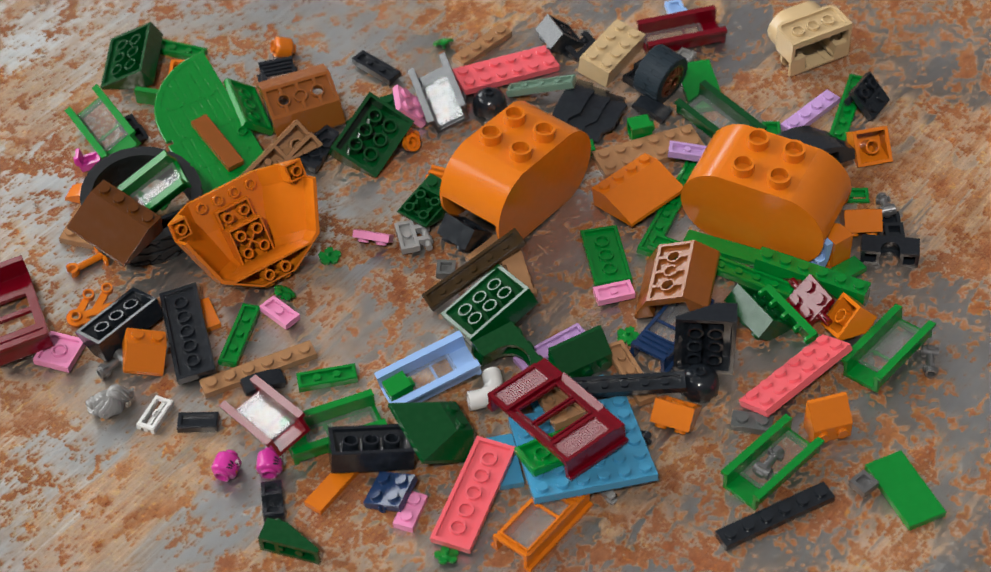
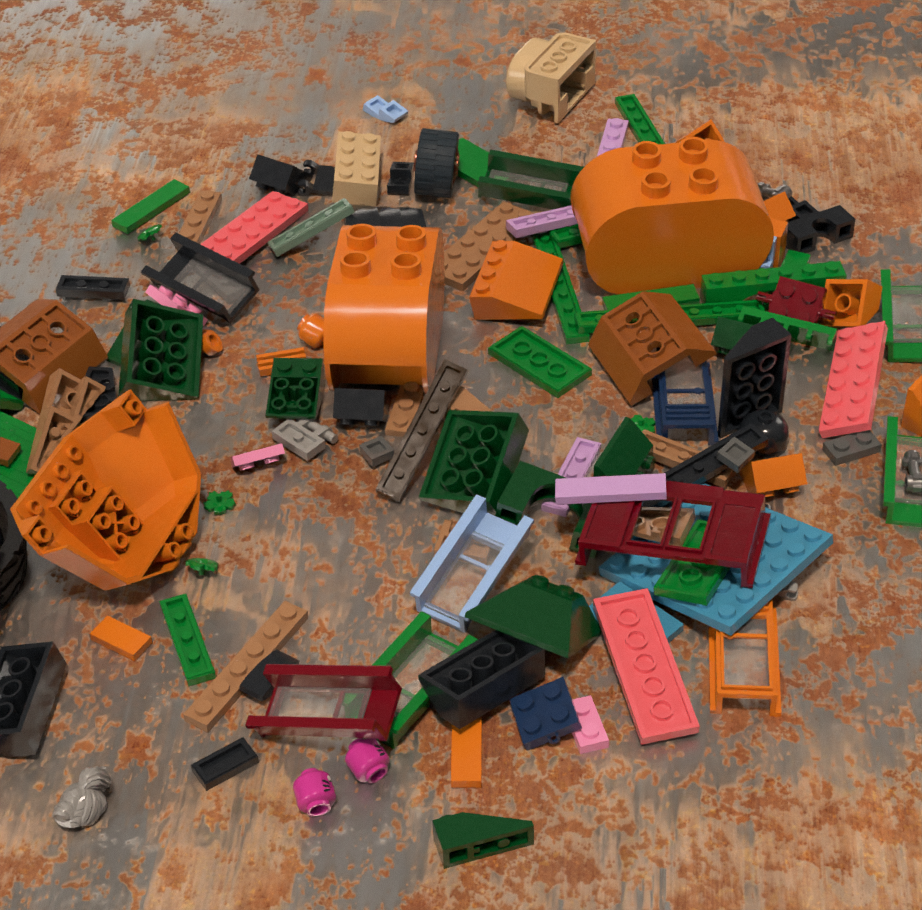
camera: 35 degrees left, 5 degrees down
(104, 370) = (51, 740): flat silver bar -> none
(144, 352) = (83, 714): orange slope -> none
(158, 415) = (160, 803): white tile -> none
(187, 333) = (122, 668): black plate -> none
(272, 500) = (407, 803): black slope -> none
(279, 312) = (217, 588): bright pink plate -> none
(327, 377) = (342, 632): green tile -> none
(398, 385) = (451, 595): green brick -> none
(446, 555) = (674, 748): green plant -> none
(461, 21) = (150, 206): none -> green tile
(478, 398) = (552, 547): white cylinder -> none
(488, 103) = (268, 266): black cylinder -> none
(536, 369) = (610, 489): none -> lavender tile
(613, 292) = (586, 390): bright pink plate -> none
(639, 126) = (455, 224): green brick -> none
(649, 387) = (735, 454): none -> dark grey plate
(655, 109) = (442, 203): black slope -> none
(682, 29) = (403, 122): dark red piece -> none
(868, 96) = (657, 104): black plate -> none

